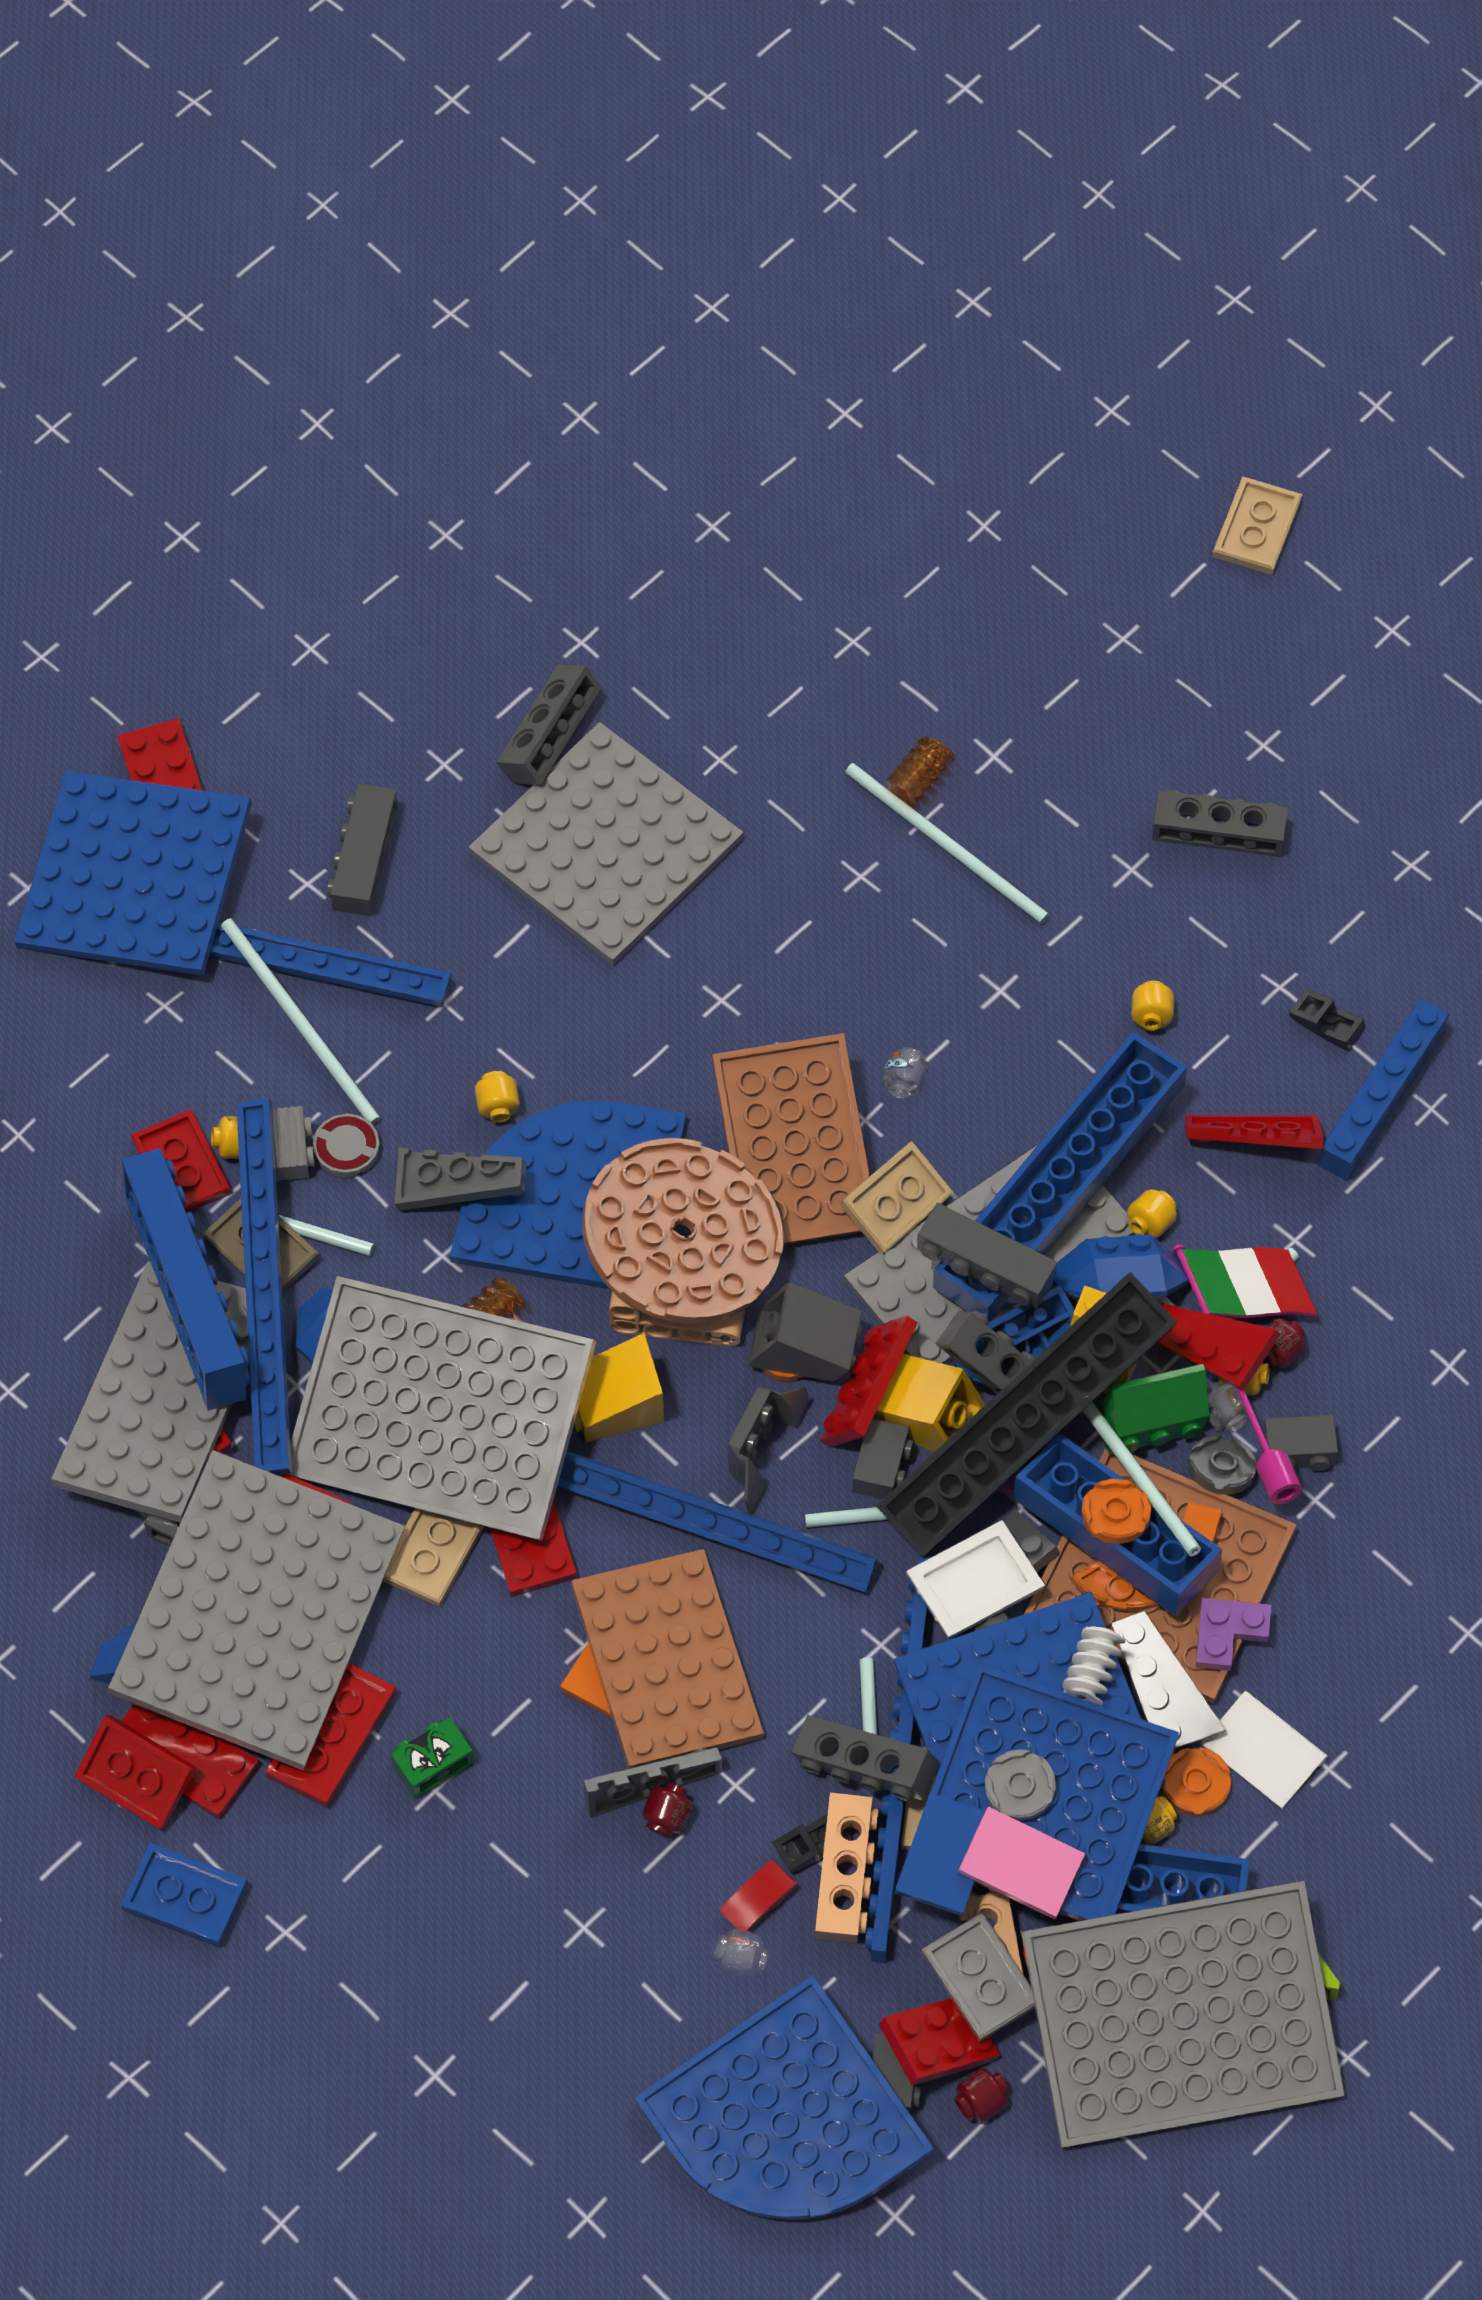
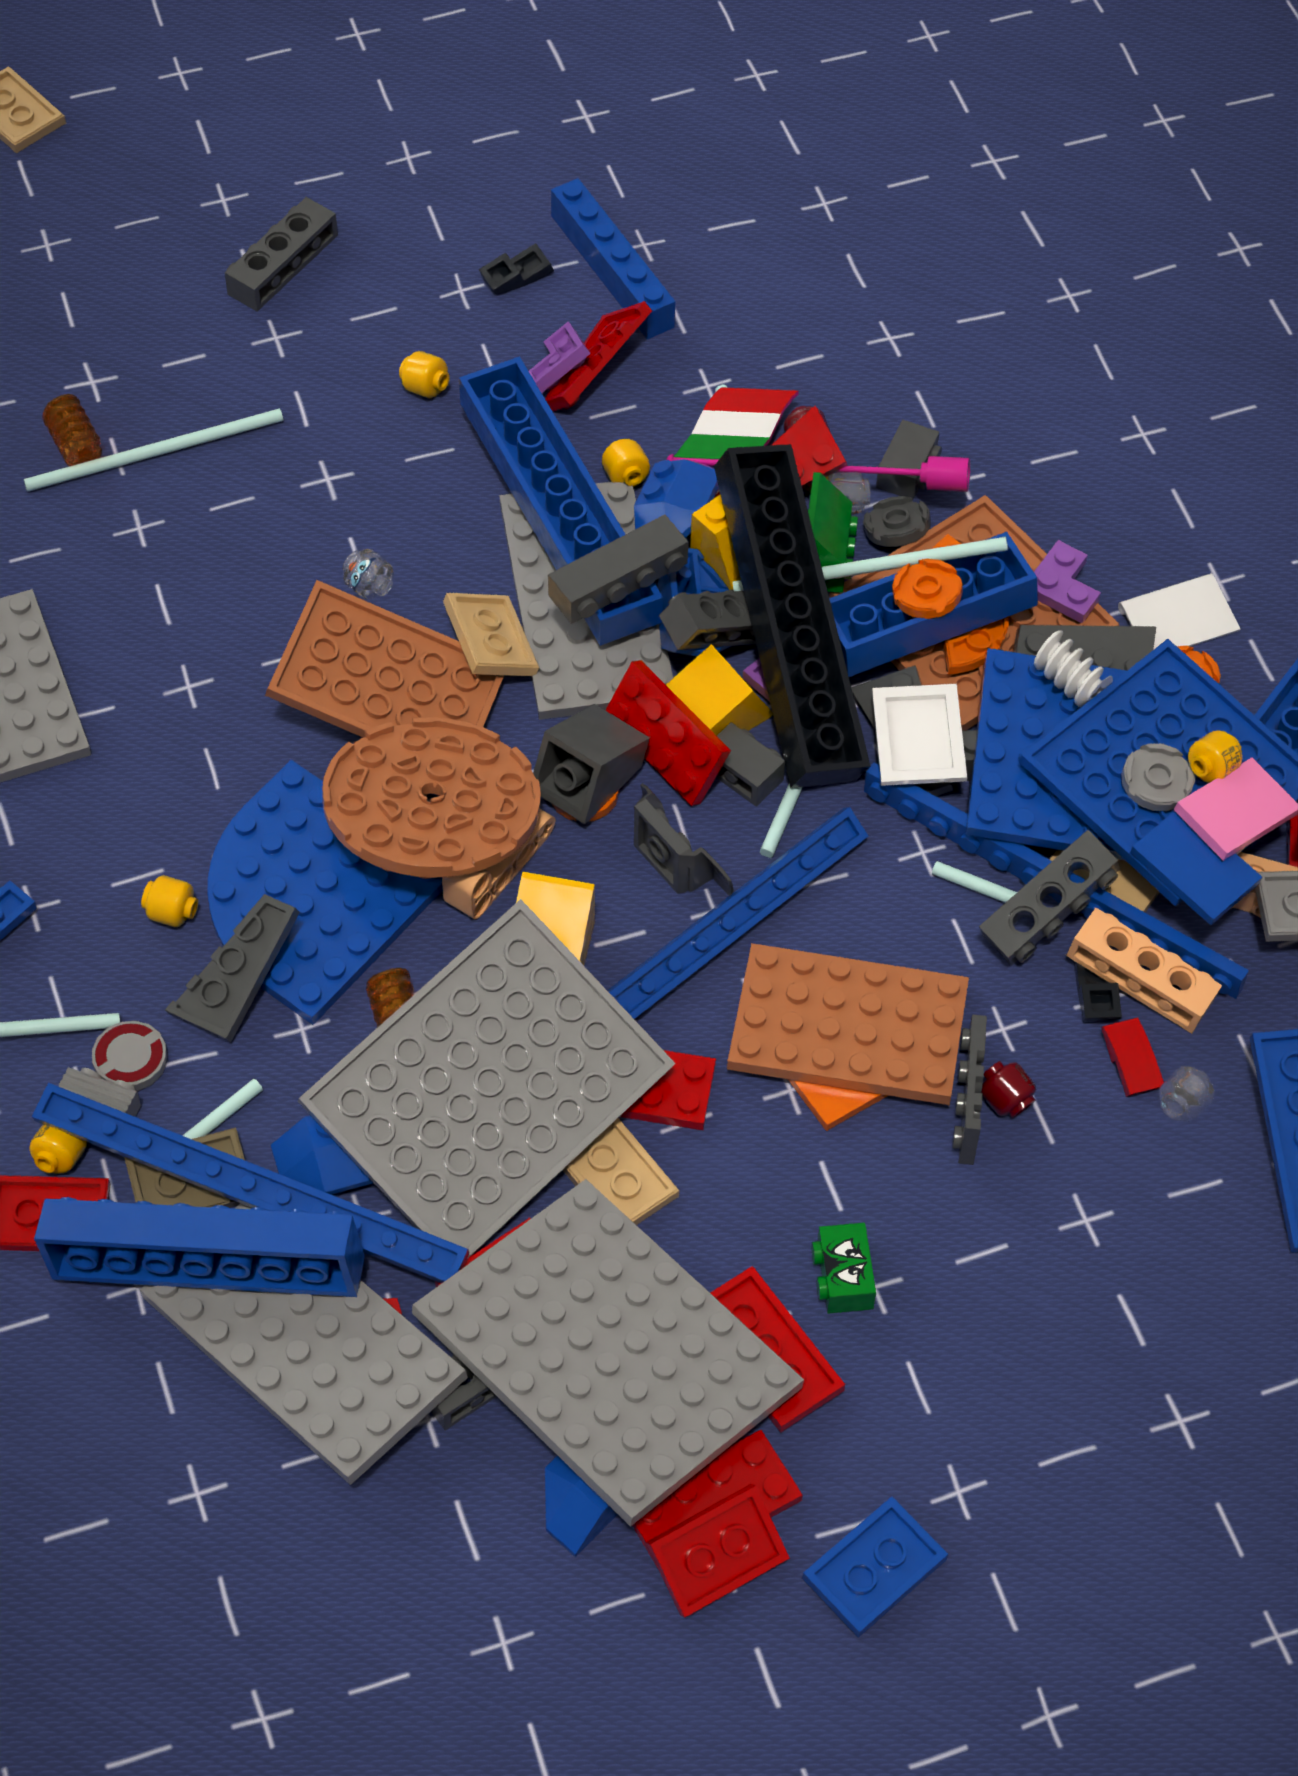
camera: 65 degrees left, 5 degrees down
(1062, 1820) = (1215, 756): none -> yellow head
(1236, 1106) = (566, 354): none -> medium lavender plate

